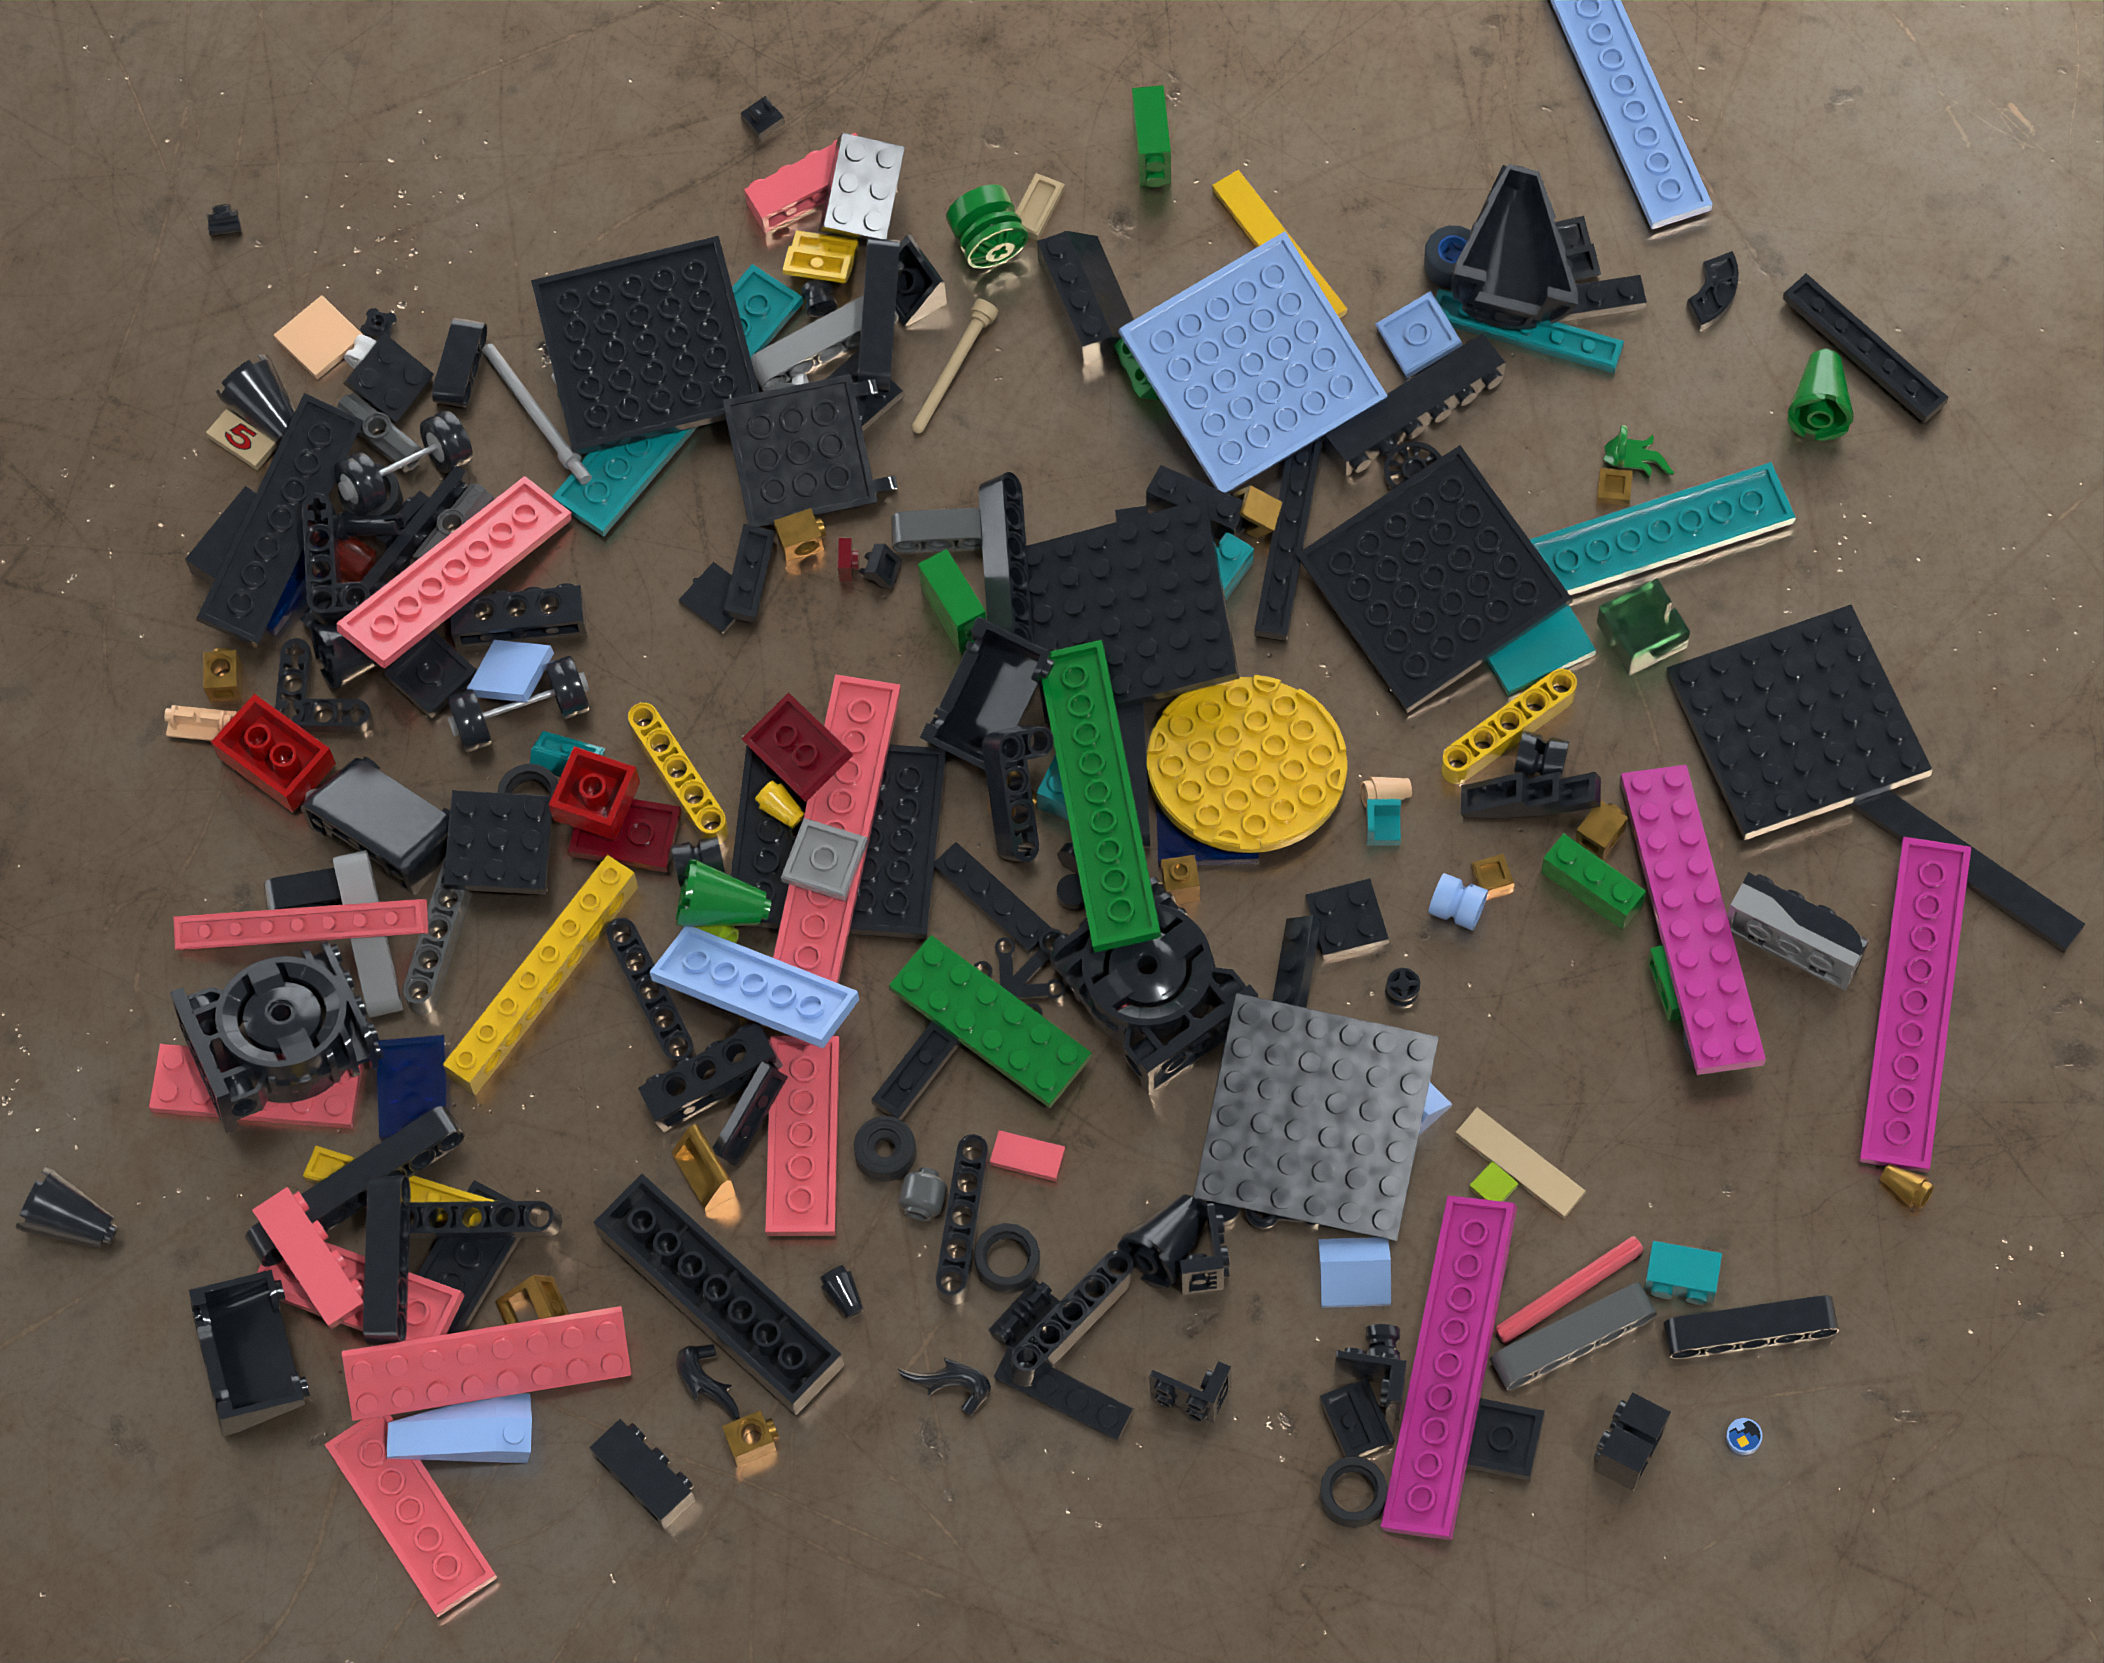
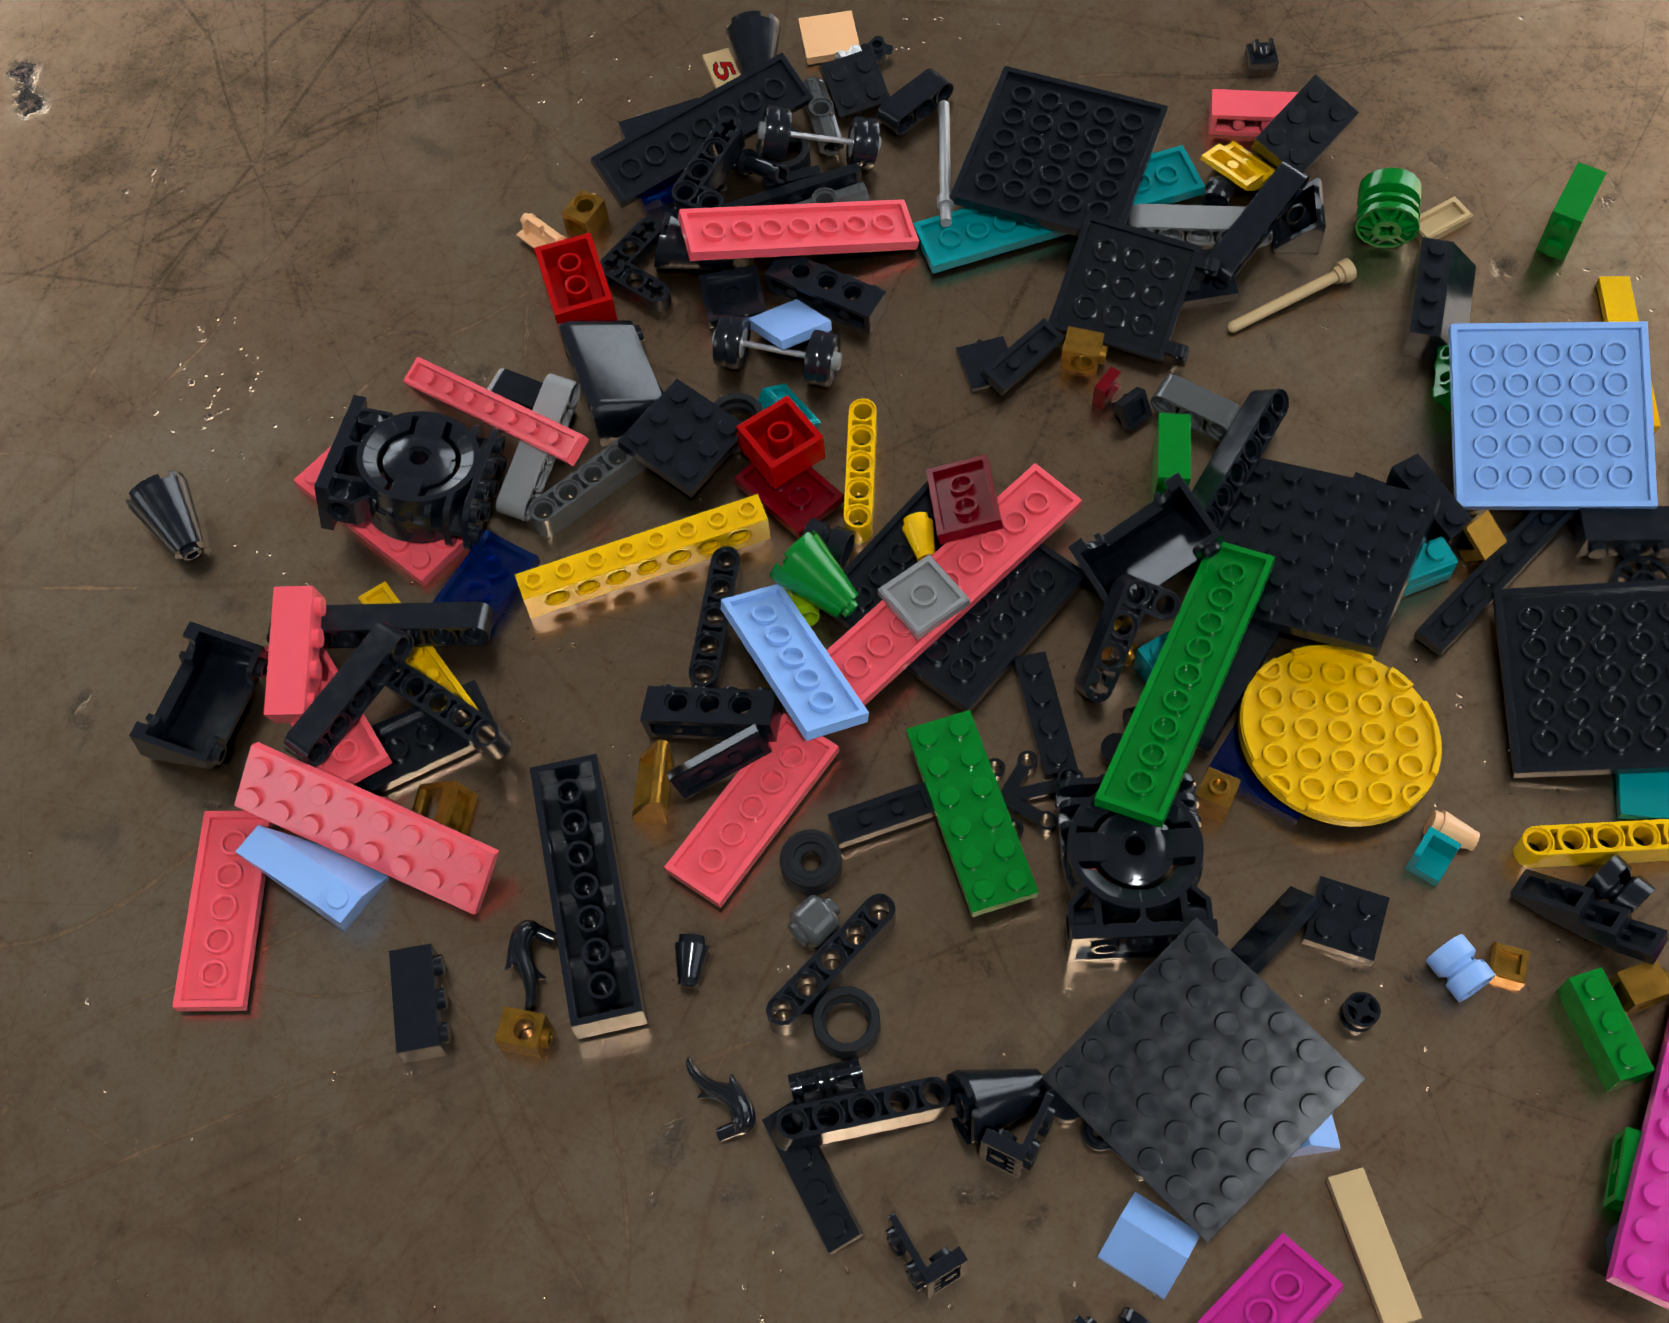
camera: 35 degrees right, 5 degrees down
(355, 559) = (736, 185): clear red head -> none
(1027, 1156) = (926, 946): coral tile -> none
(1493, 1184) = (1334, 1251): lime tile -> none

